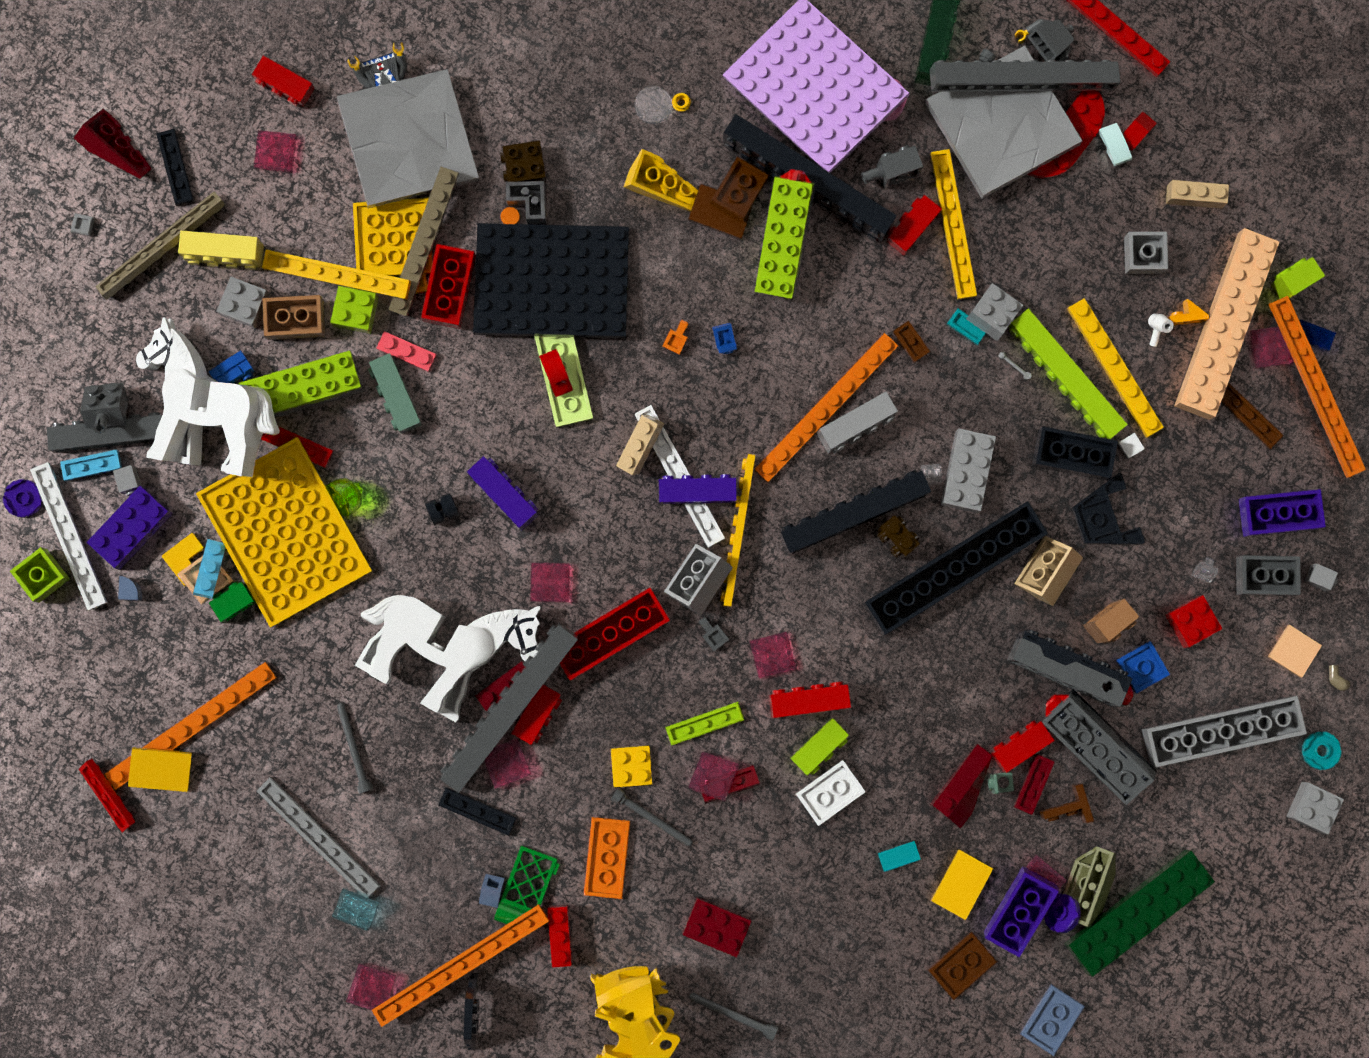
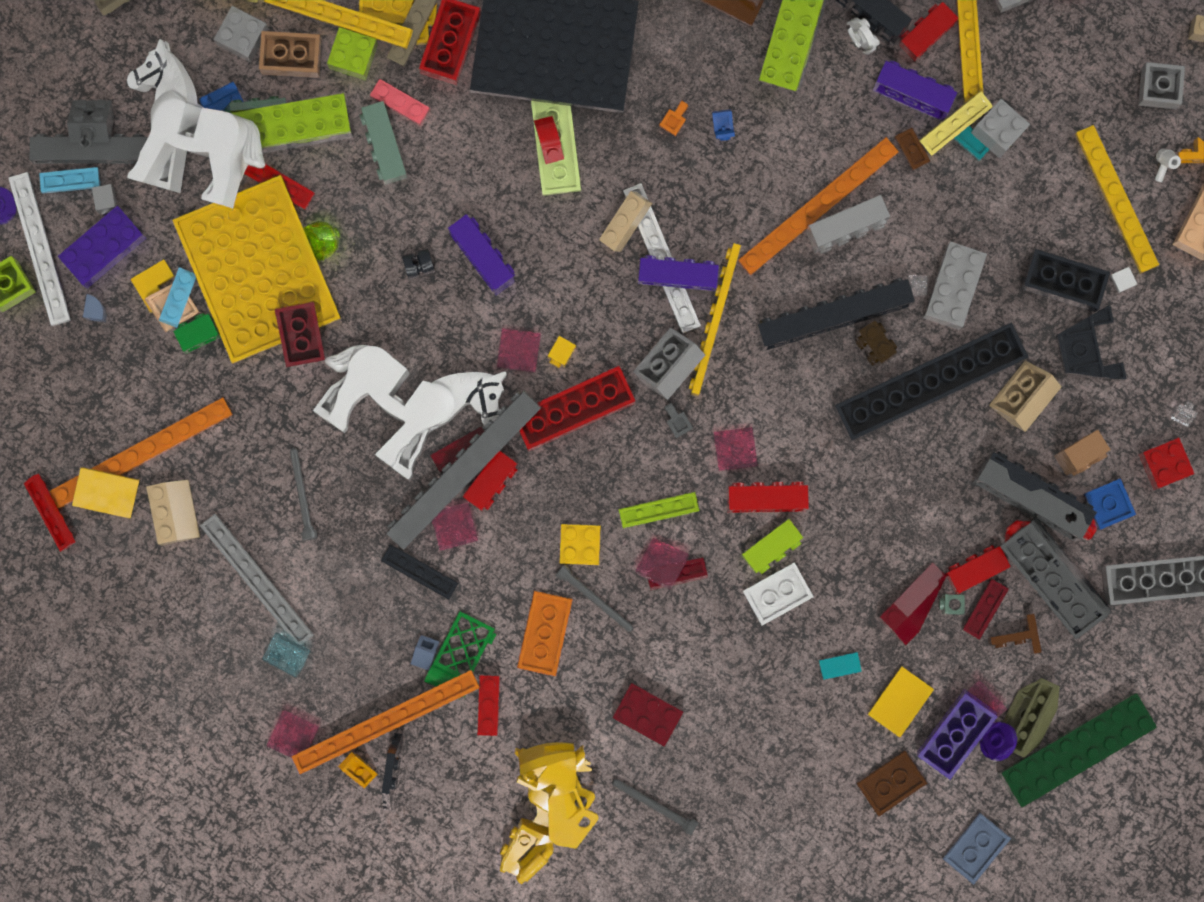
camera: 10 degrees right, 0 degrees up
(228, 781) = (173, 512): none -> tan slope
(247, 374) = (238, 105): none -> dark green plate
(333, 591) = (300, 333): none -> dark red brick
(438, 1014) = (357, 769): none -> light orange slope
(591, 580) = (561, 352): none -> yellow brick
(849, 236) = (861, 35): none -> white plate
(907, 284) = (914, 90): none -> dark purple brick
(950, 311) = (955, 123): none -> light yellow plate
(1027, 375) = (1026, 197): light grey hinge -> none
(1067, 375) = (1066, 200): lime brick -> none

